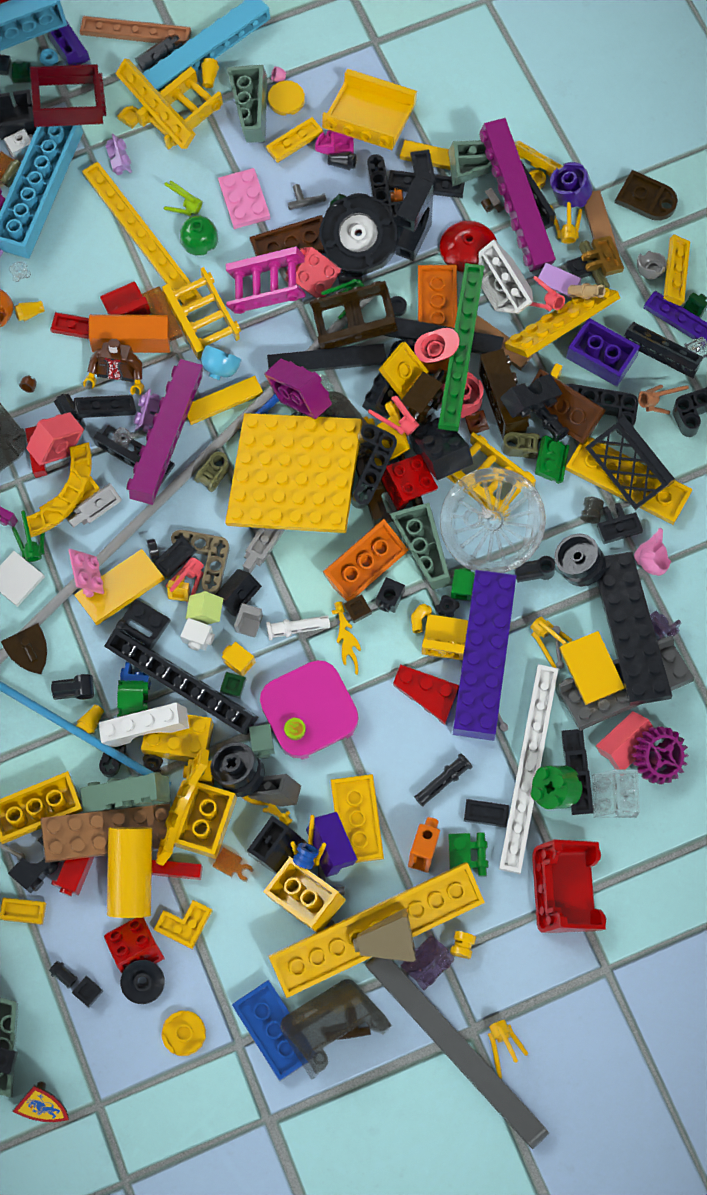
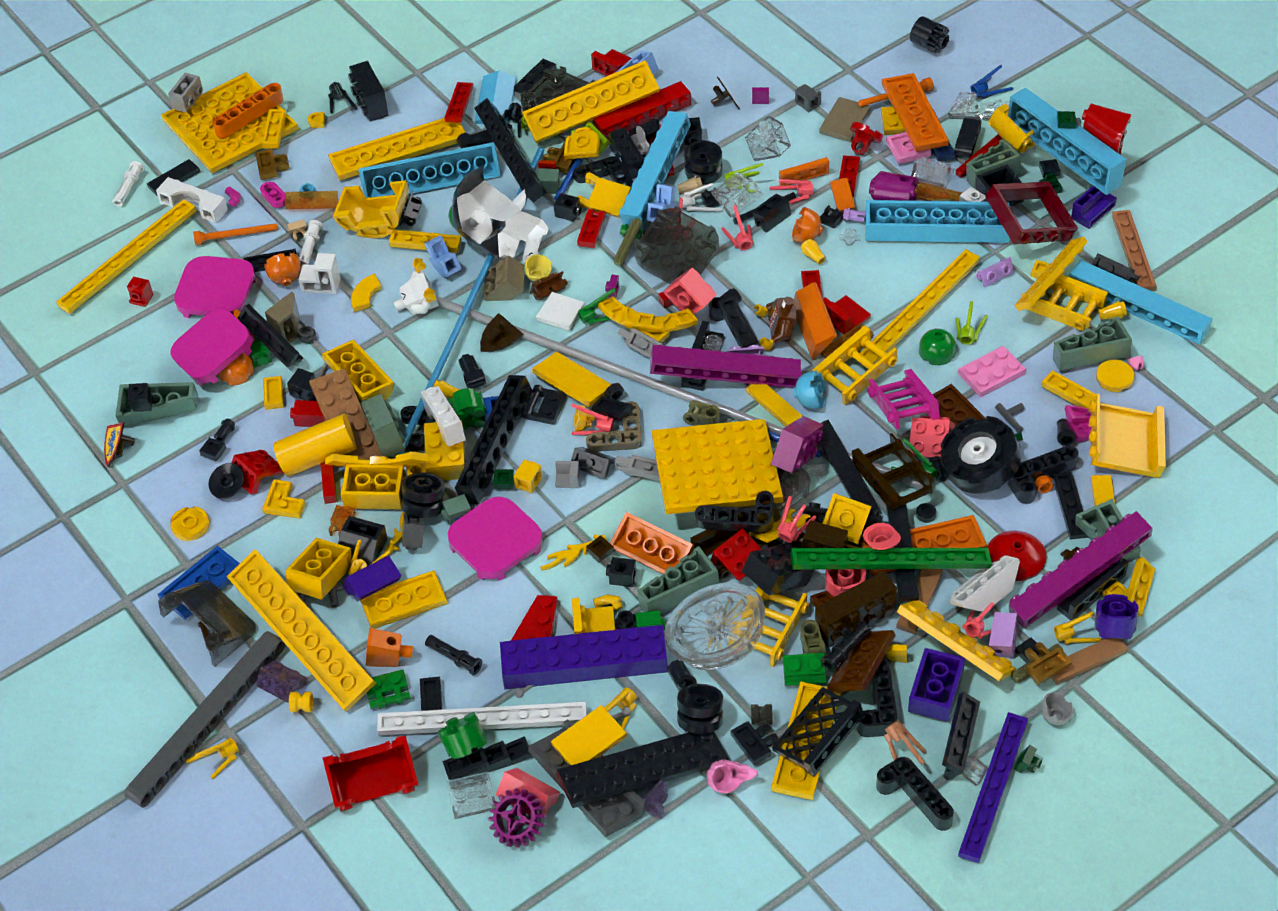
camera: 75 degrees right, 20 degrees down
(28, 384) = (742, 270): reddish brown hinge -> none
(48, 53) = (1072, 196): medium azure plate -> none
(86, 572) = (572, 345): bright pink hinge -> none
(197, 635) = (542, 441): white brick -> none
(204, 607) = (566, 437): yellowish green piece -> none
(288, 627) = (568, 504): white pin -> none
(294, 728) = (470, 526): lime tile -> none
(305, 856) = (351, 555): blue wheel -> none
(388, 939) = (289, 636): dark tan slope -> none
(415, 218) = (1017, 470): black arch -> none
(423, 165) = (1083, 495): black tile -> none
(523, 399) = (837, 607): black arch -> none
(586, 291) = (991, 646): tan pin -> none
(646, 196) = (1139, 689): dark brown plate -> none
(676, 270) = (1059, 731): yellow plate -> none

